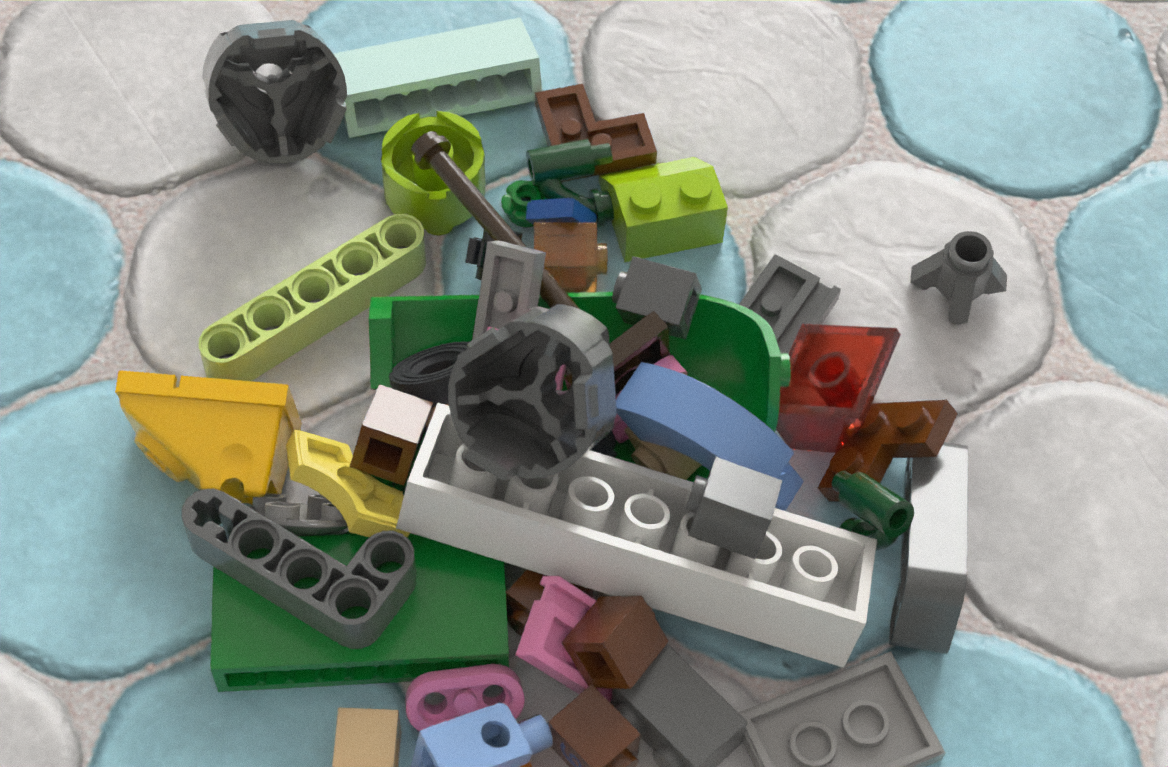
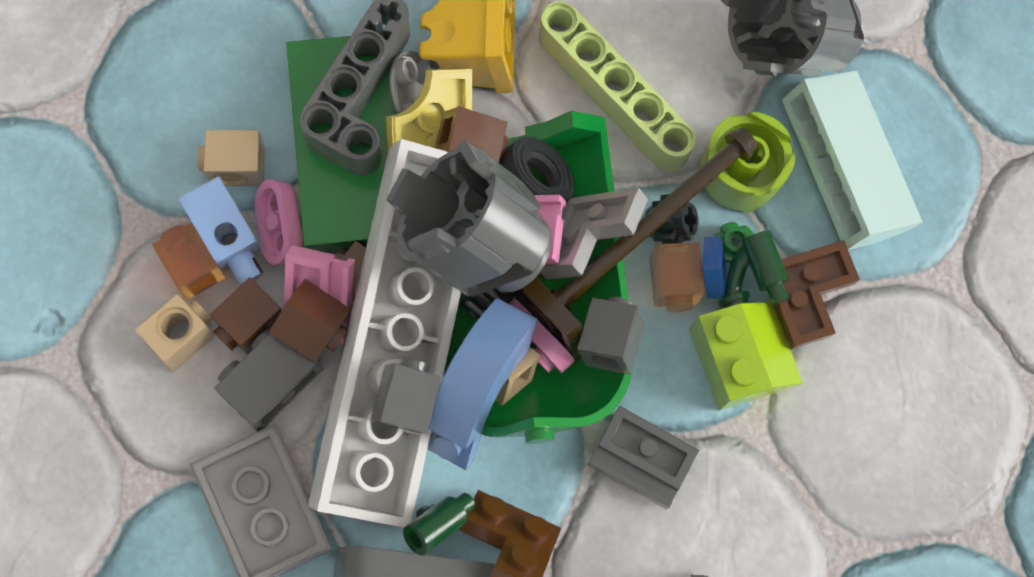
camera: 80 degrees right, 15 degrees up
(832, 383) = (560, 490): clear red slope -> none

